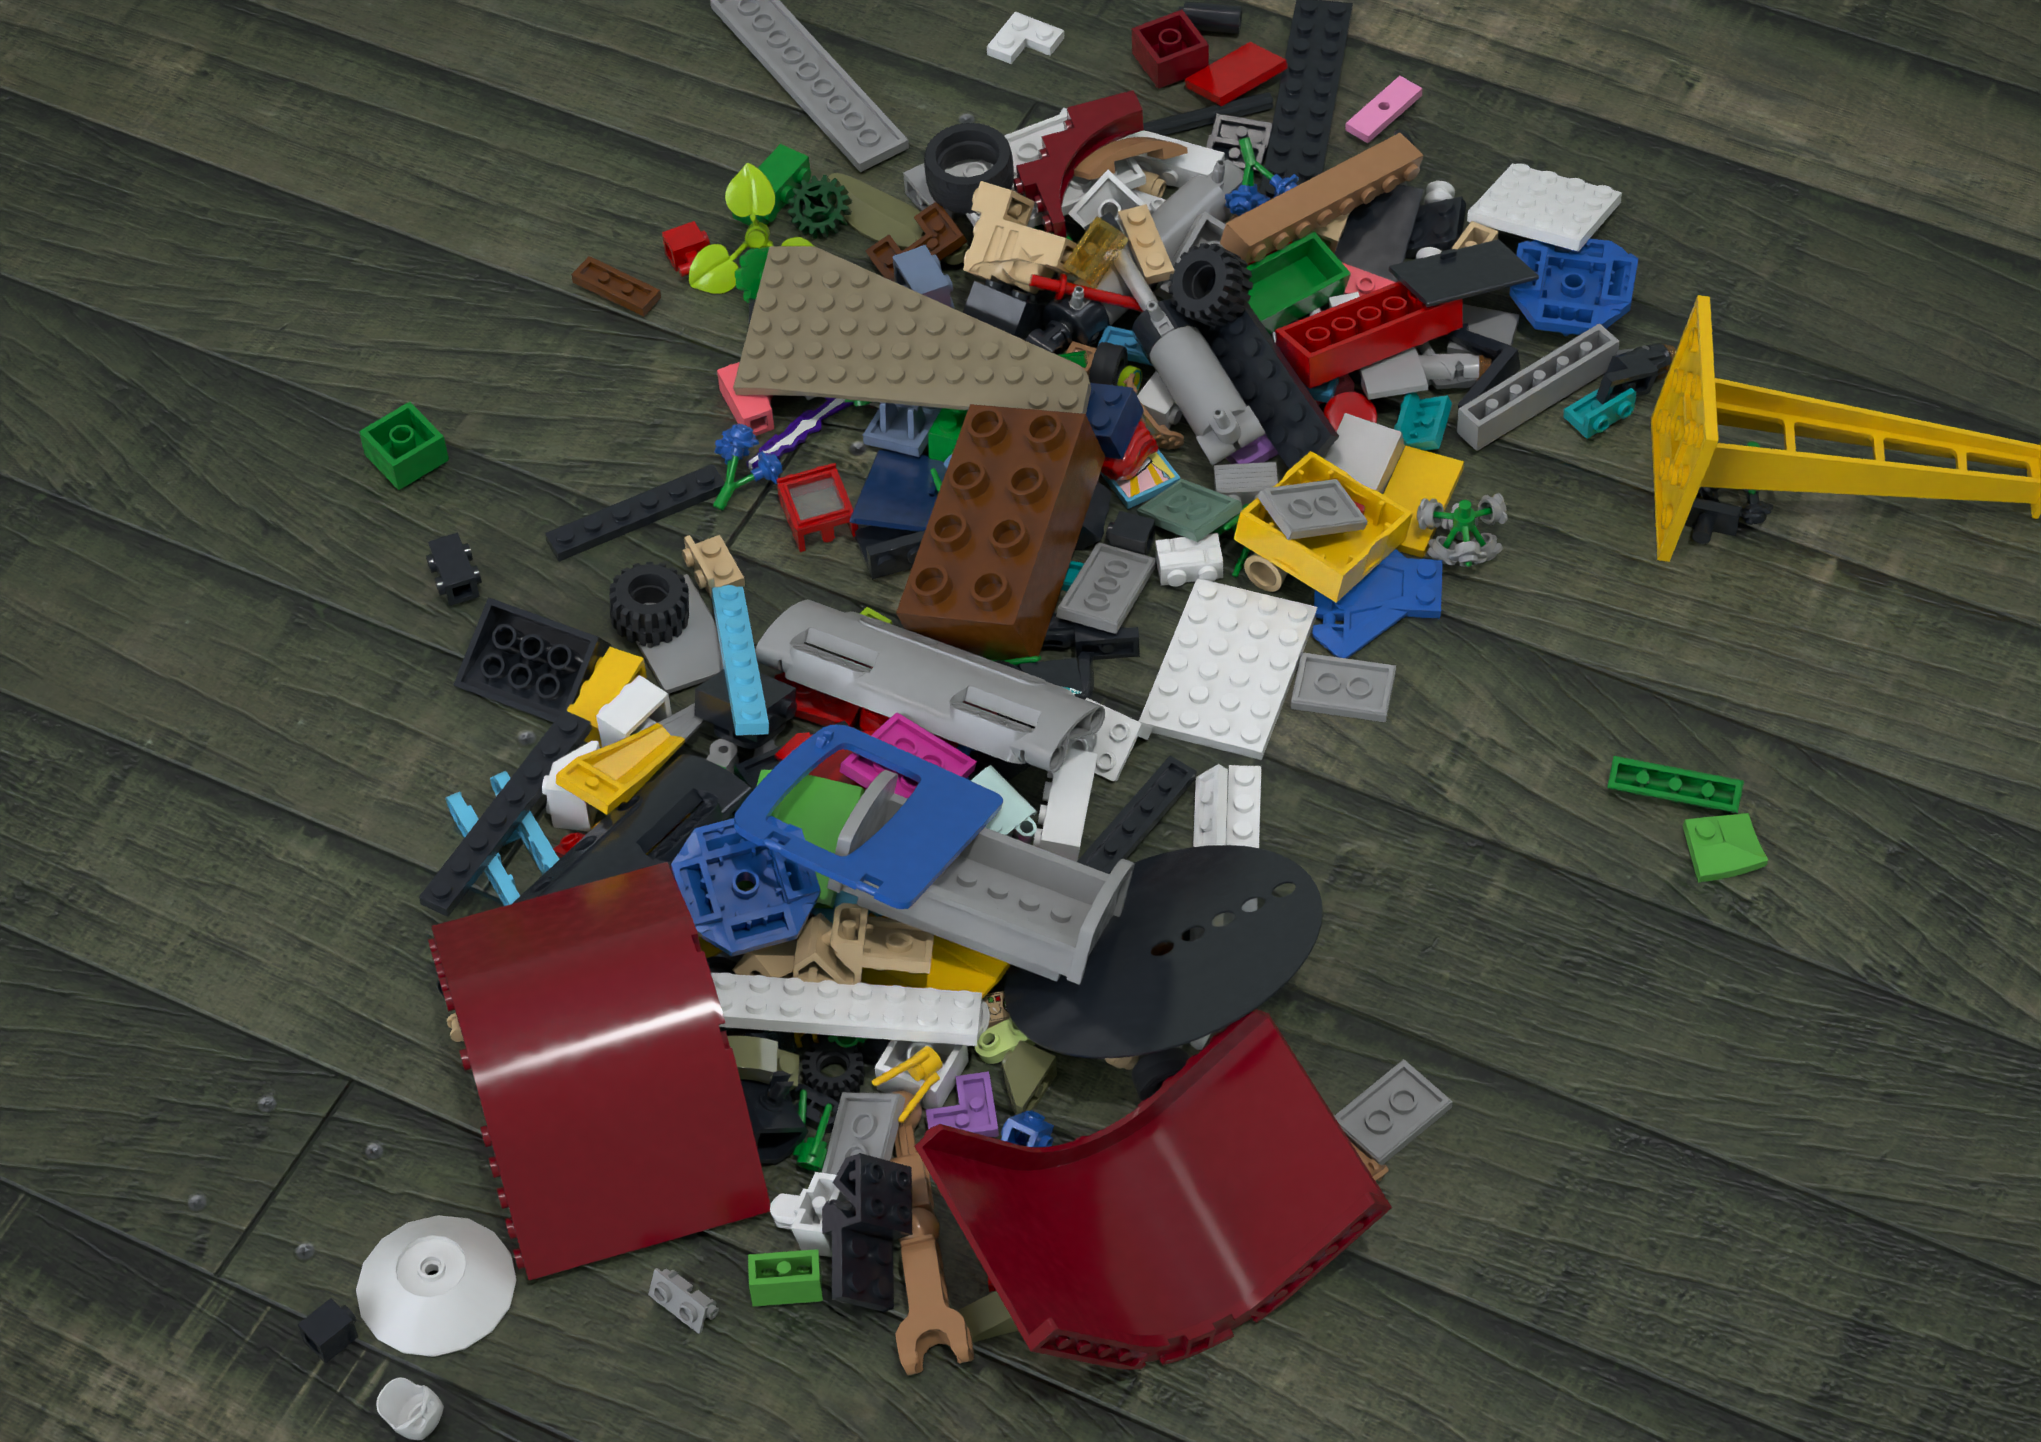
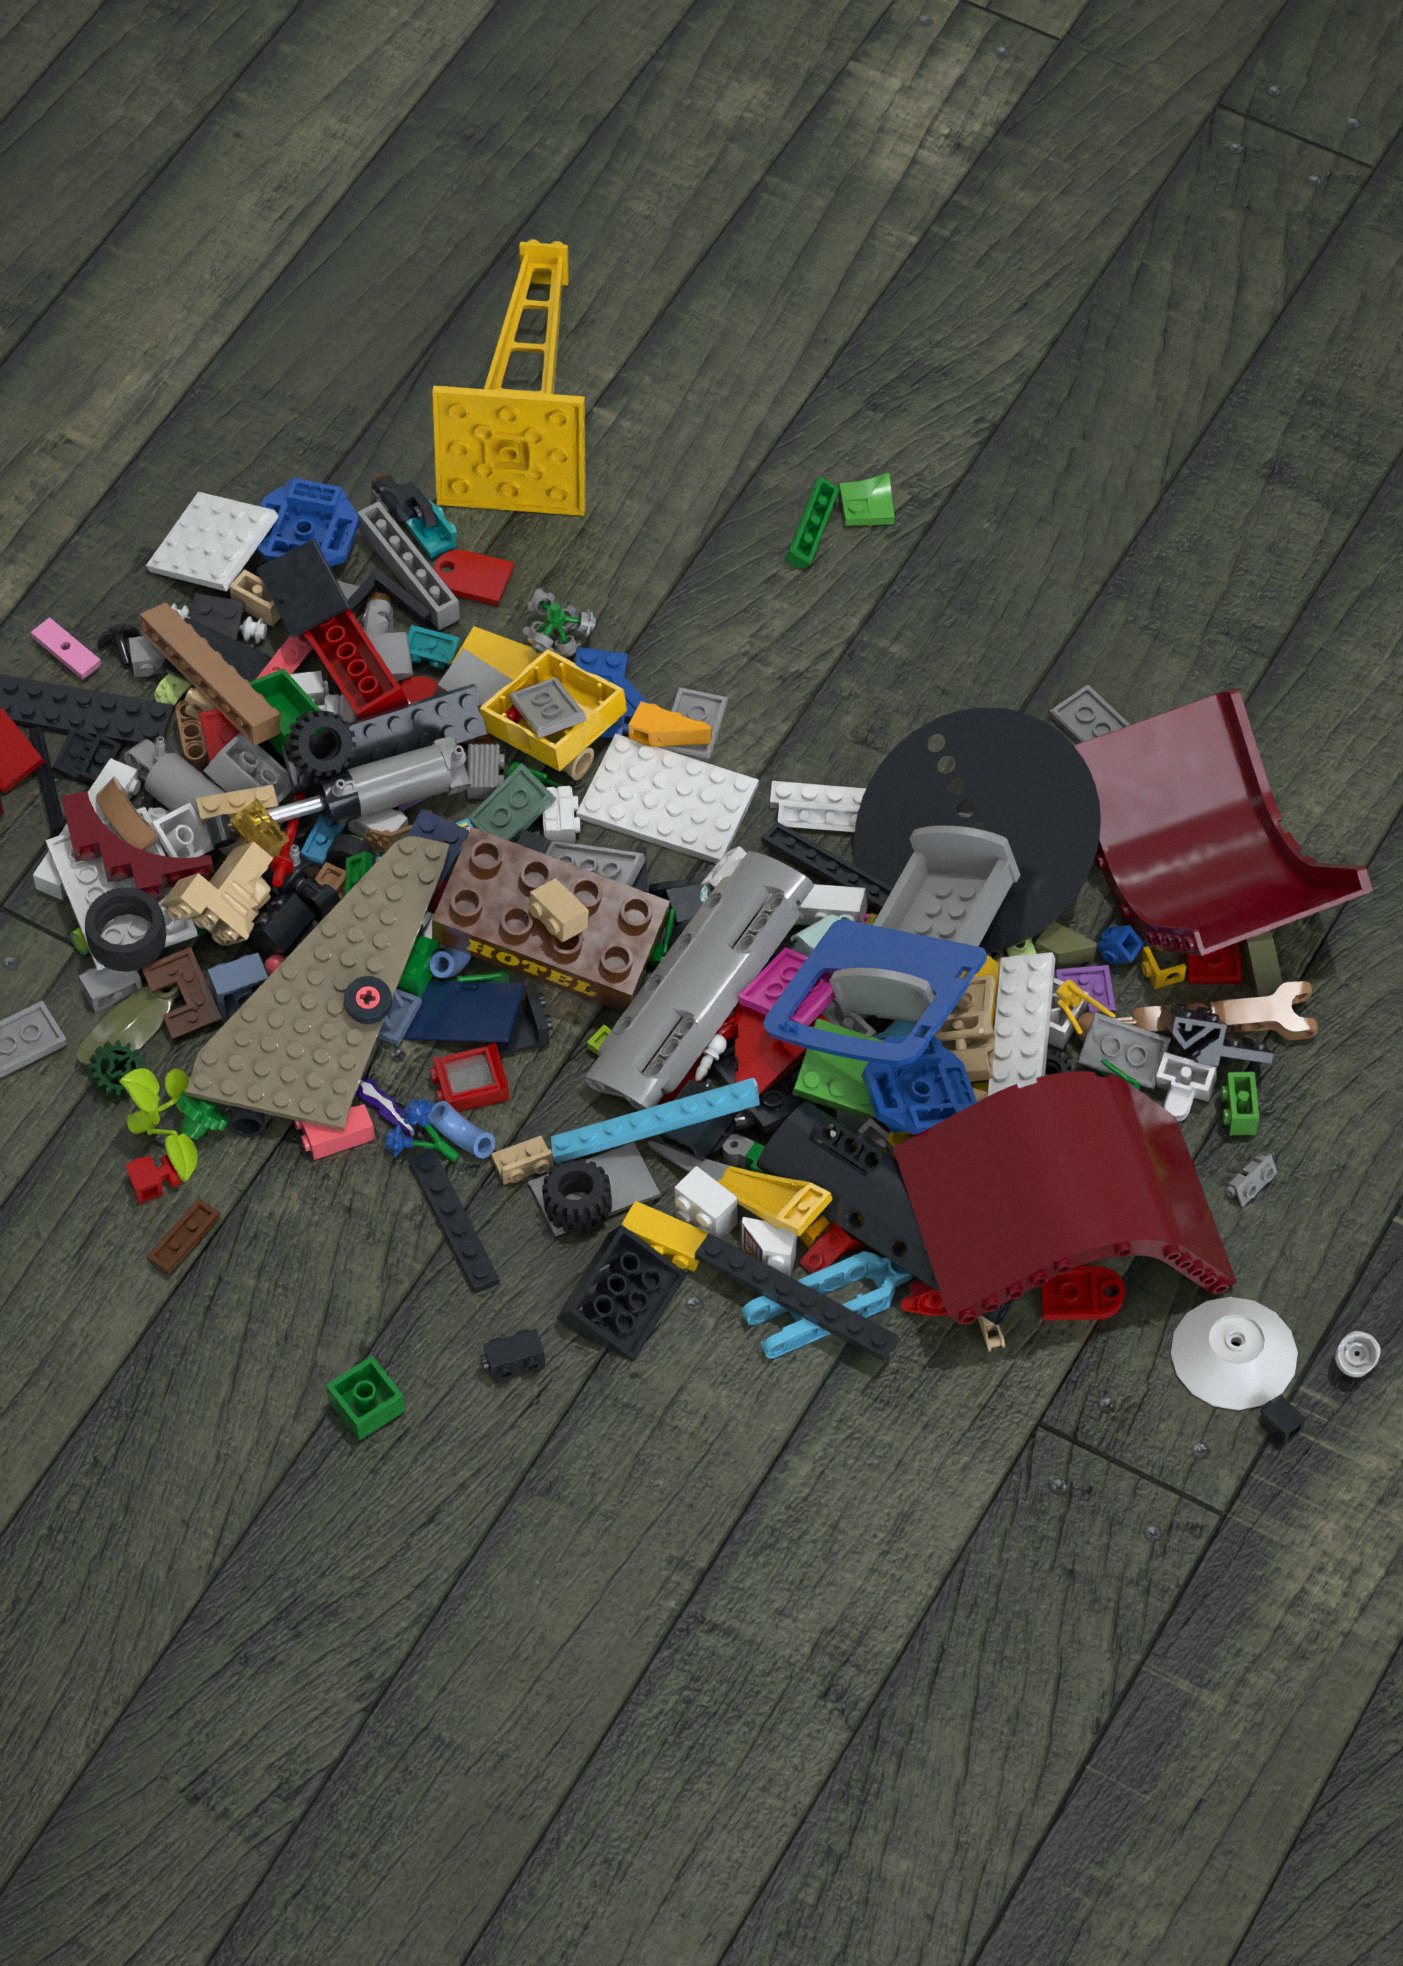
camera: 90 degrees left, 5 degrees up
(746, 501) = (461, 1131): none -> medium blue cylinder
(785, 171) = (81, 1110): green brick -> none
(850, 715) = (714, 1048): none -> white bar
(883, 379) = (376, 1009): none -> black bush
(974, 504) = (558, 910): none -> tan brick
(1247, 195) = (173, 710): blue plant -> none
(1320, 638) = (665, 728): none -> light orange slope
(1543, 462) = (475, 575): none -> red tile

